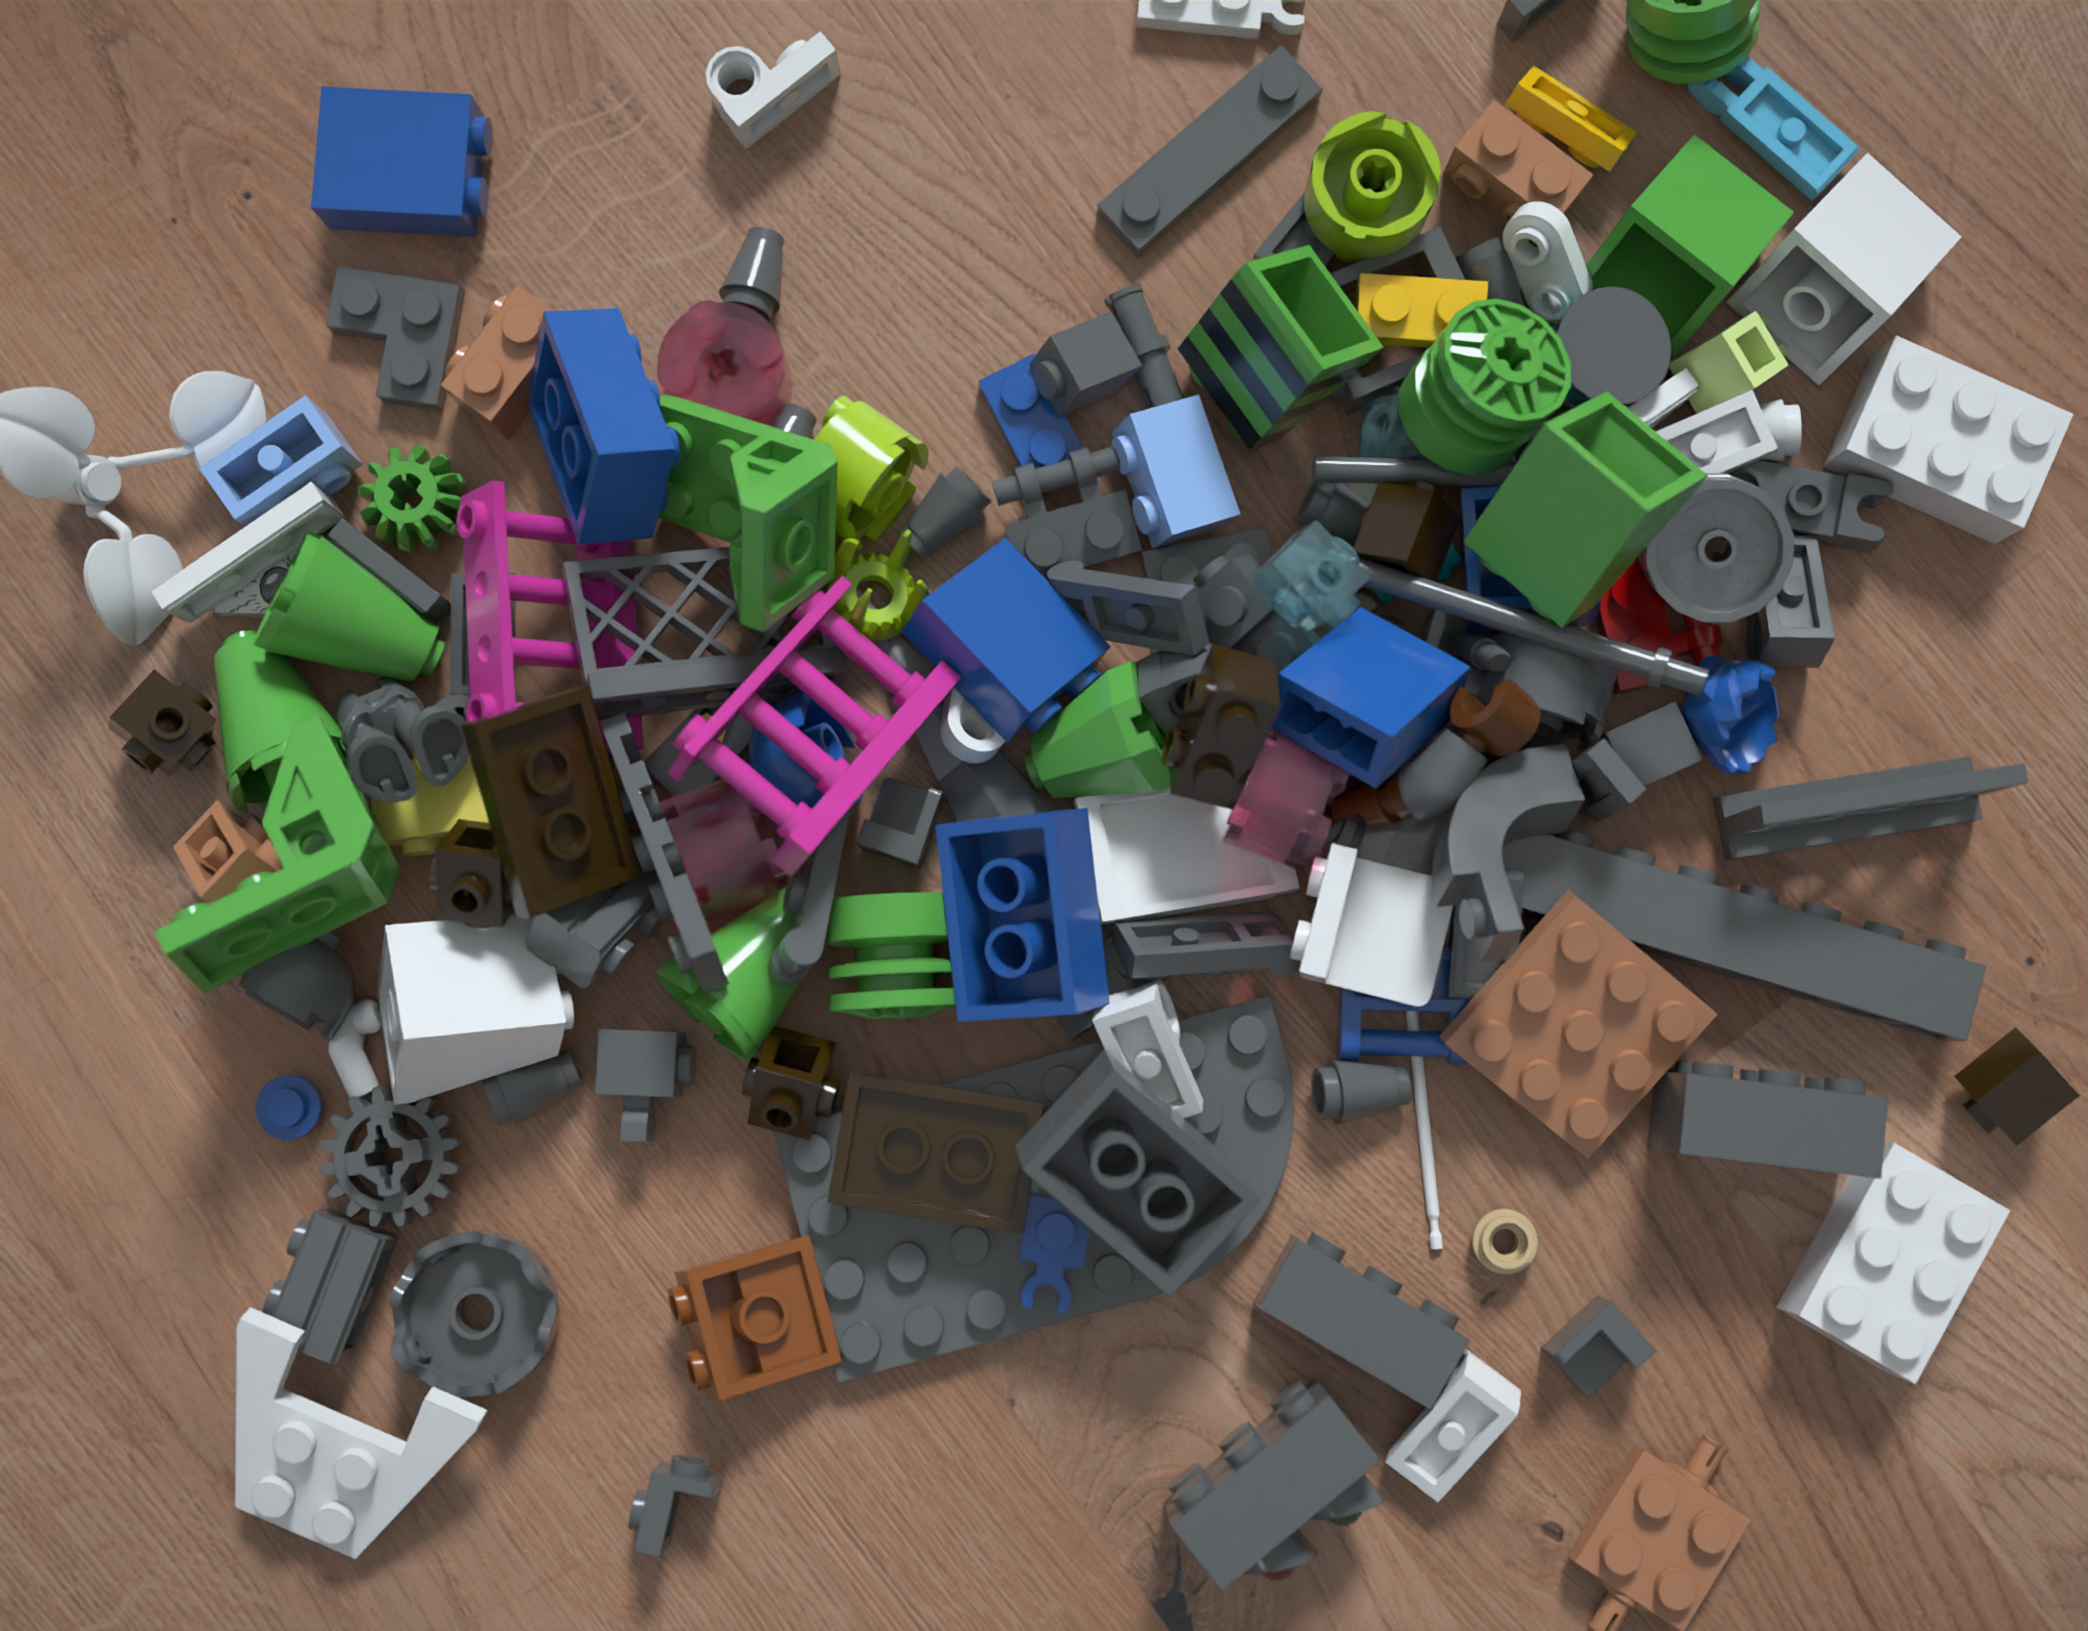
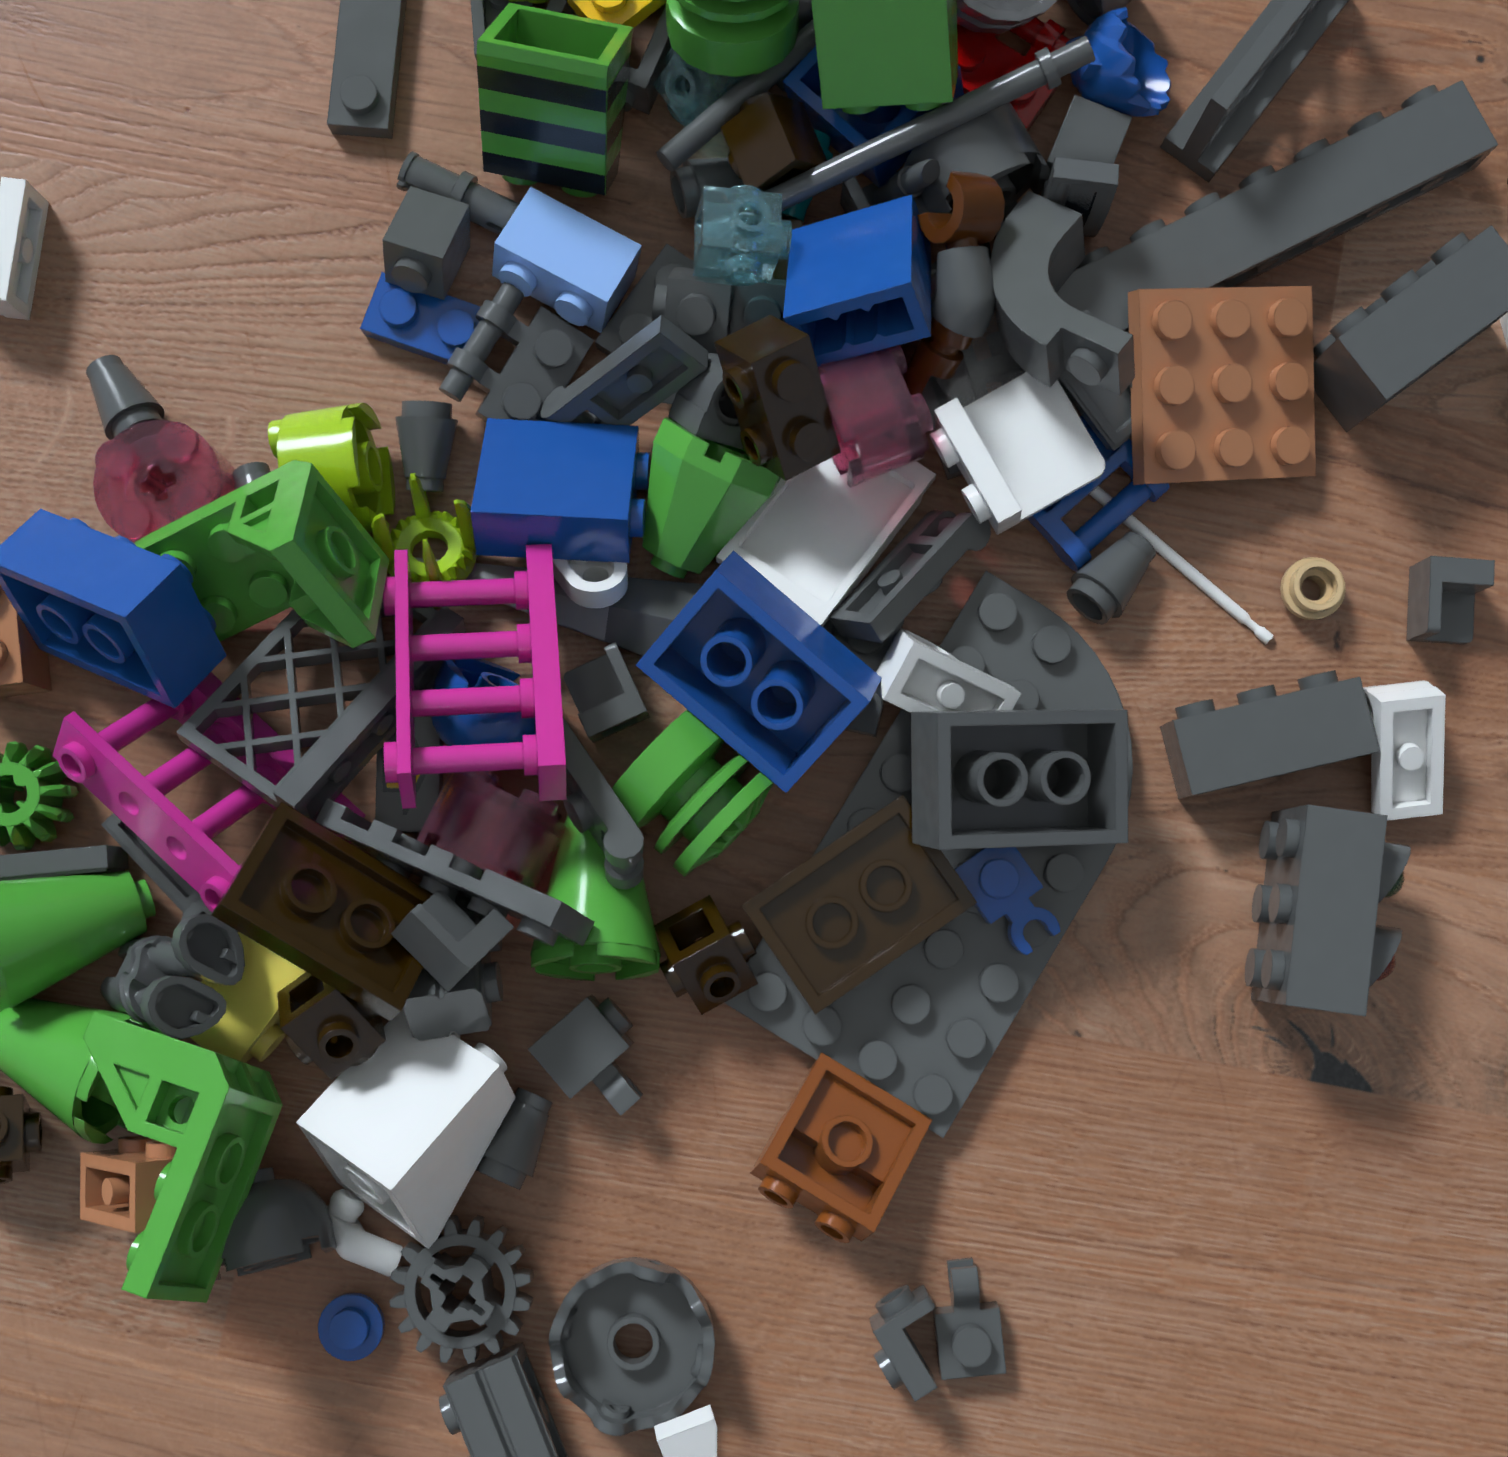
camera: 45 degrees left, 0 degrees up
(613, 897) = (447, 939): none -> dark grey panel
(723, 1538) = (968, 1331): none -> dark grey plate

